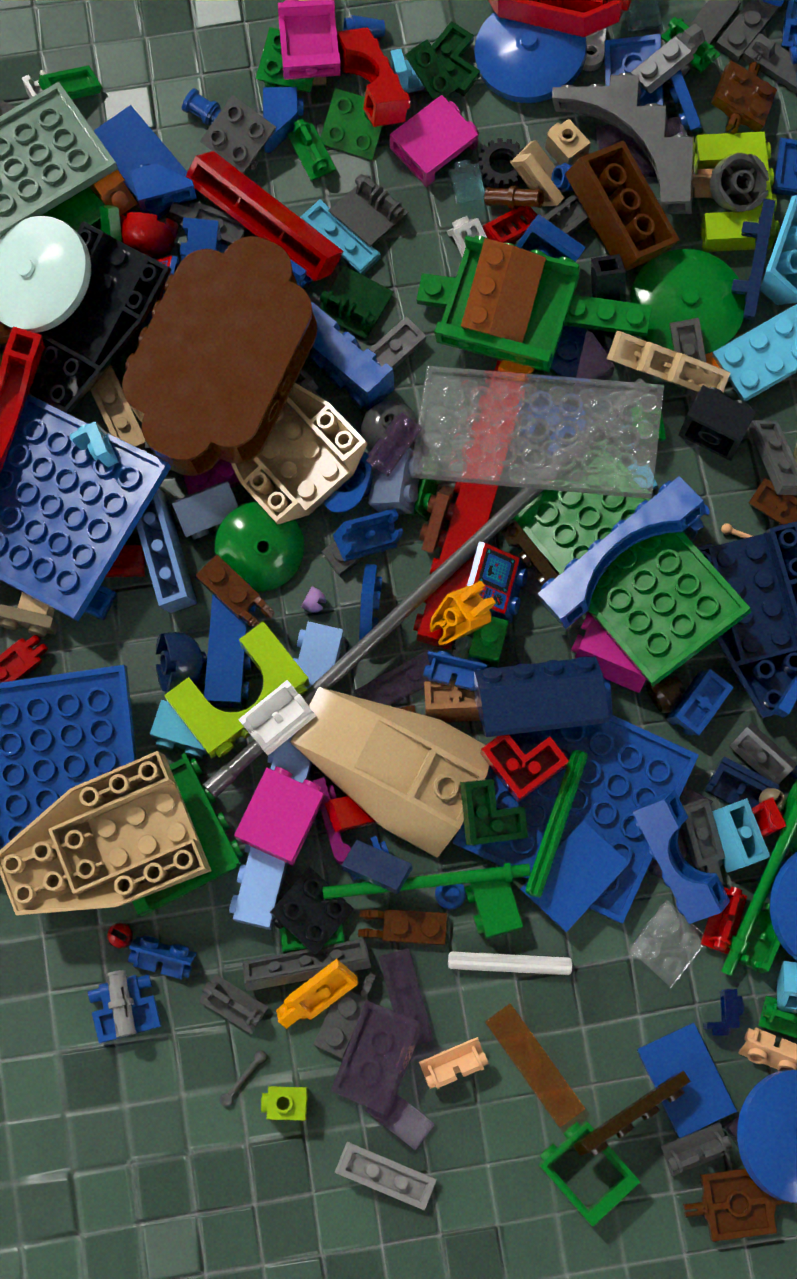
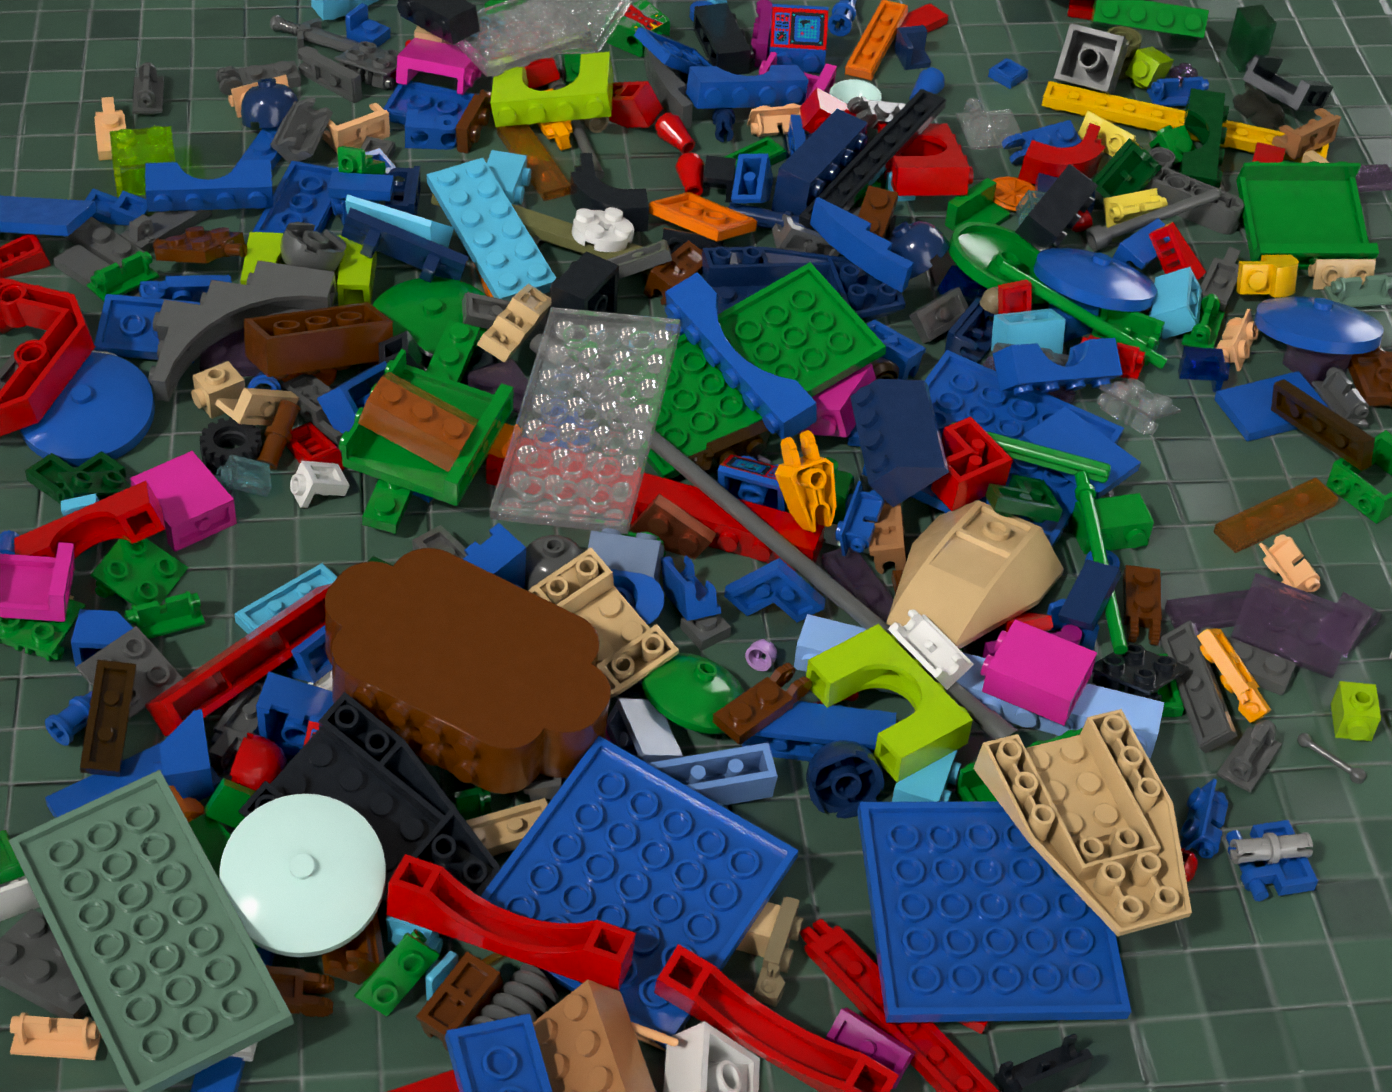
camera: 90 degrees left, 30 degrees down
(97, 441) = (564, 803): medium azure bracket -> none
(188, 126) = (108, 718): none -> dark brown plate
(368, 210) = (260, 565): dark grey hinge -> none
(389, 451) = (582, 533): clear purple hinge -> none
(510, 963) = (1173, 523): white axle -> none
(669, 58) = (144, 280): dark grey hinge -> none

